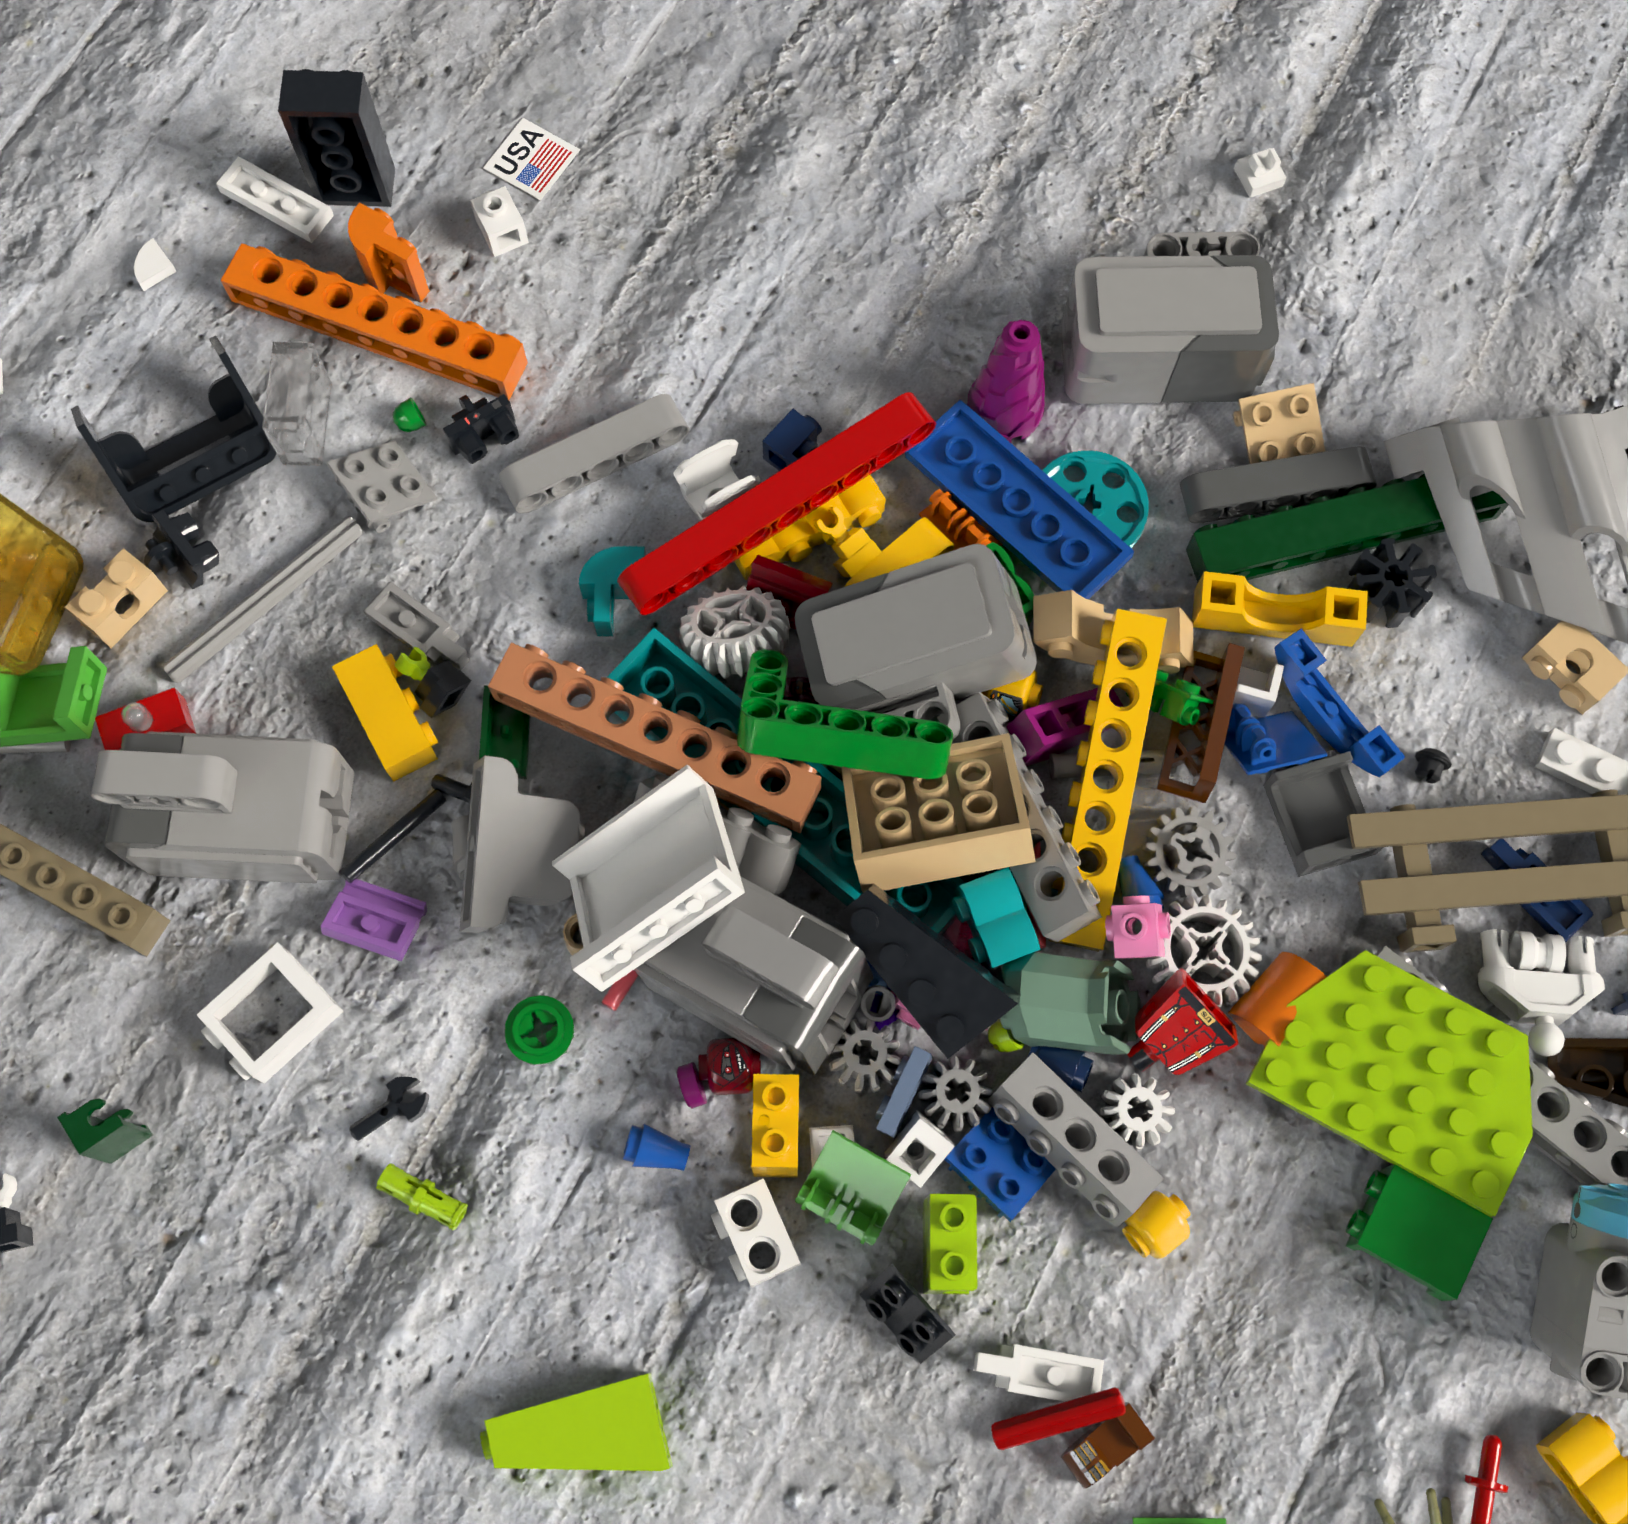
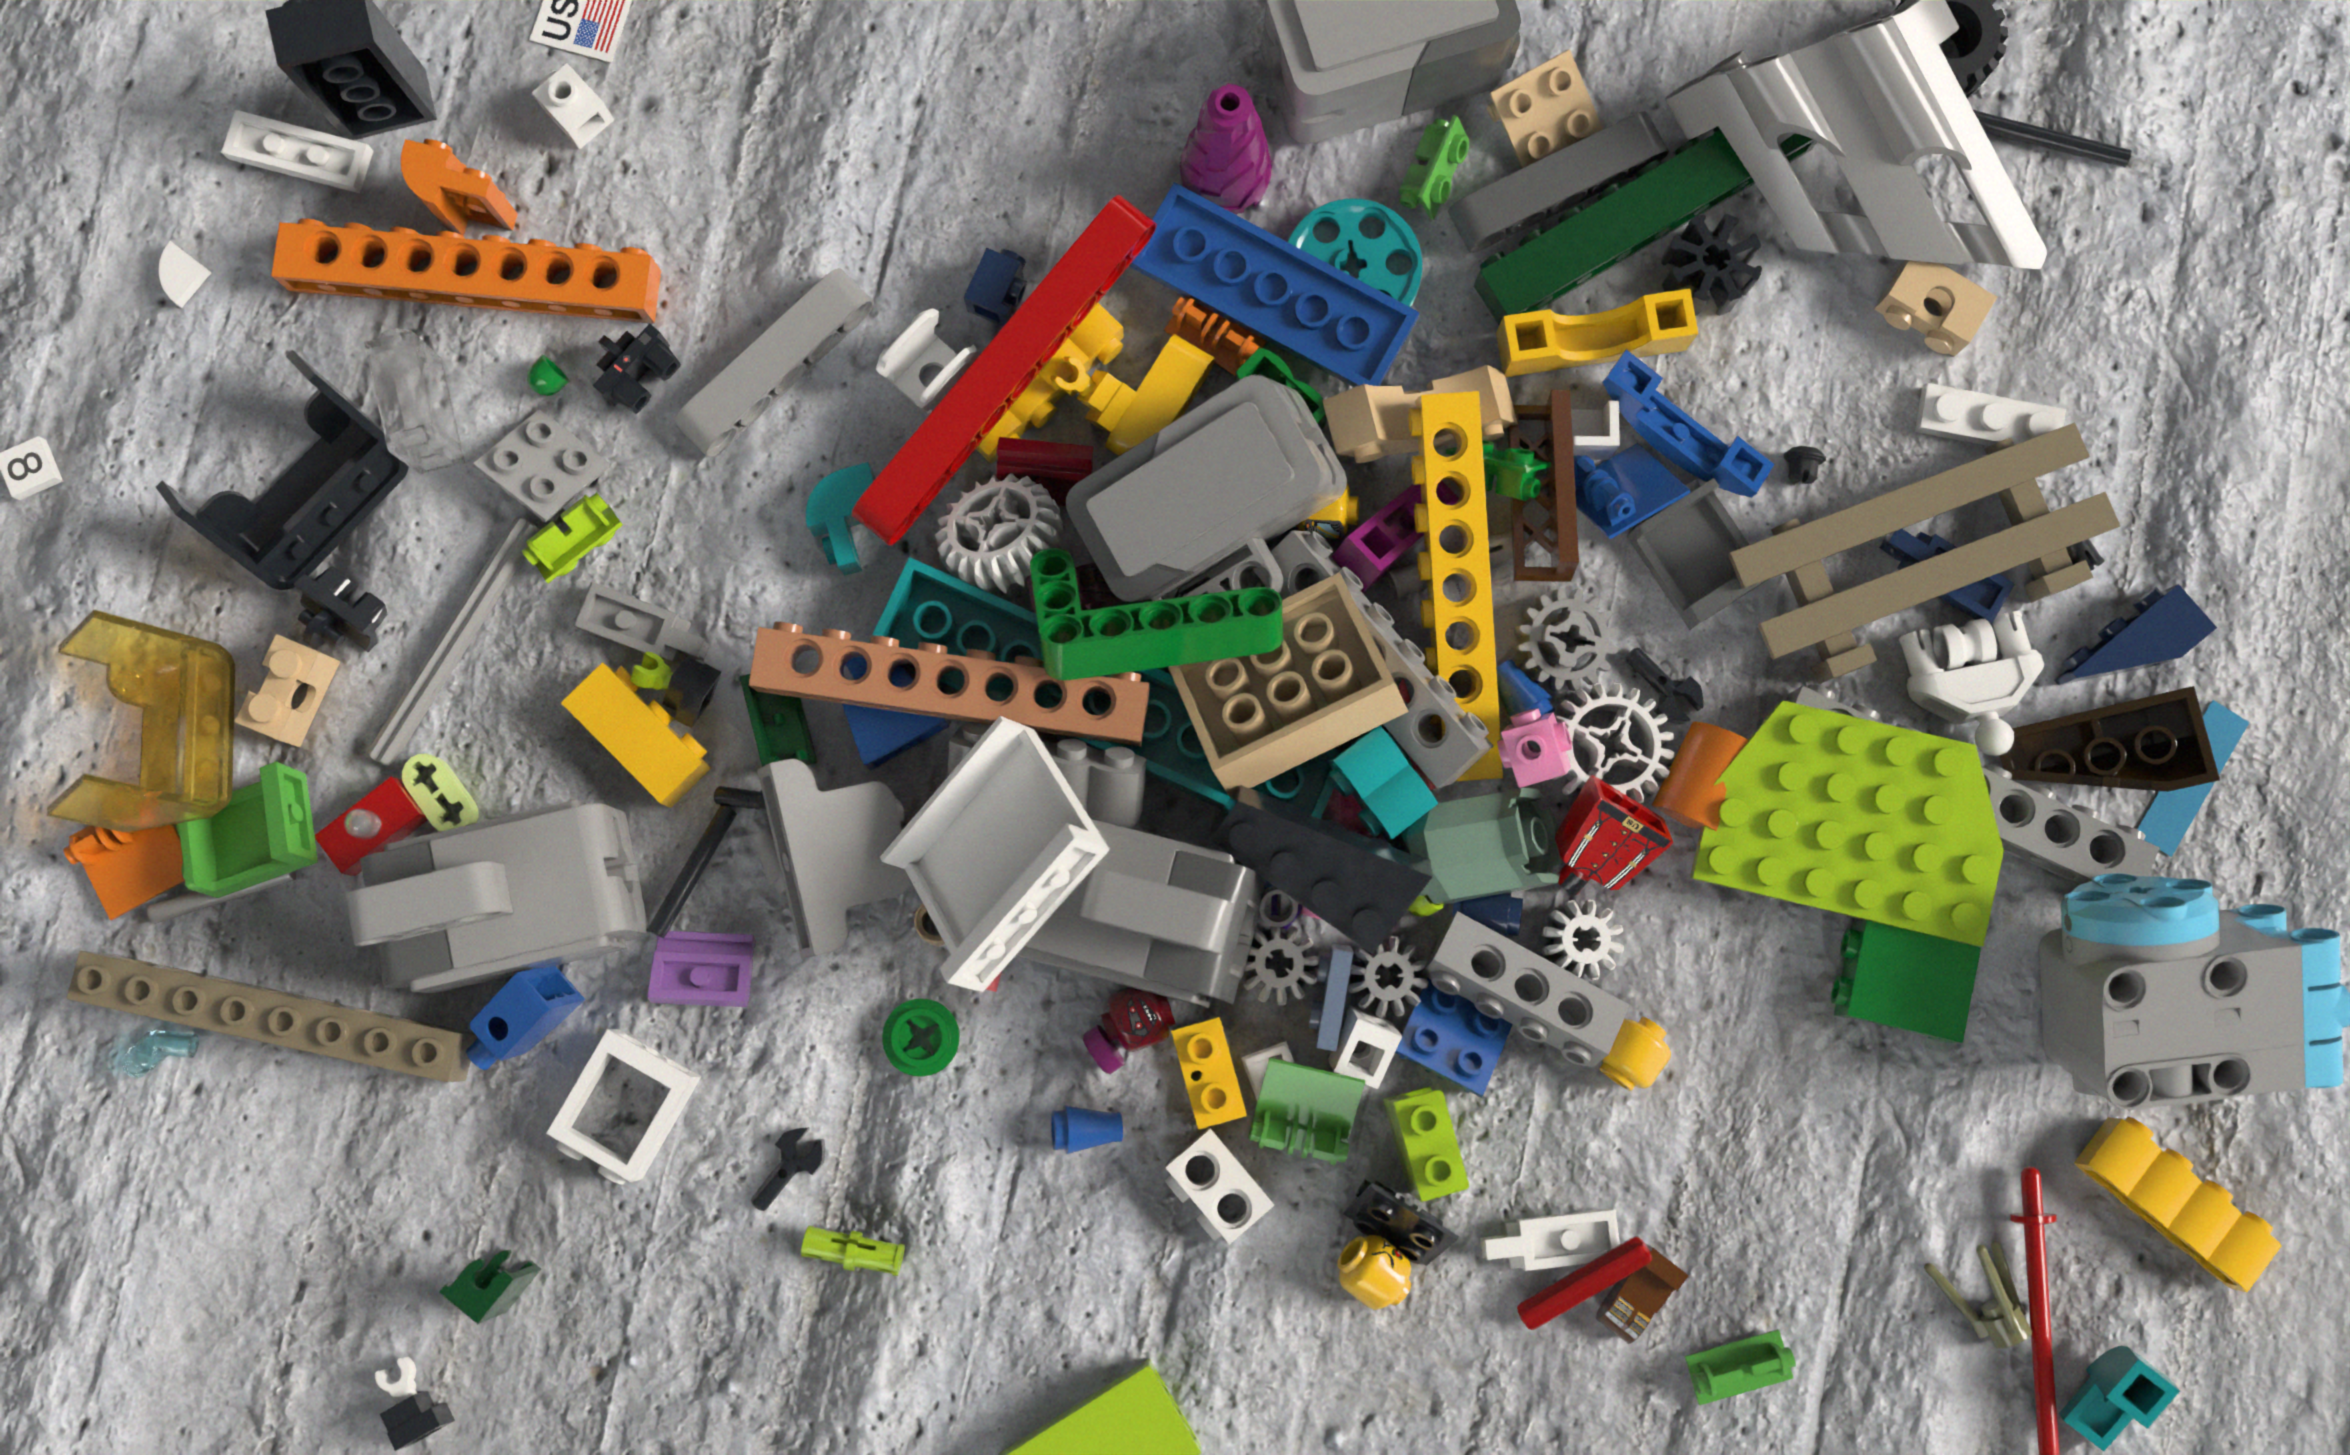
camera: 15 degrees left, 10 degrees up
(211, 911) = (521, 1015): none -> blue torso
(218, 713) = (431, 801): none -> yellowish green beam
(374, 550) = (557, 553): none -> lime hinge
(592, 768) = (886, 733): none -> blue torso
(872, 1352) = (1374, 1272): none -> yellow head
(1189, 435) = (1443, 148): none -> bright green hinge
(1266, 919) = (1667, 687): none -> black bar

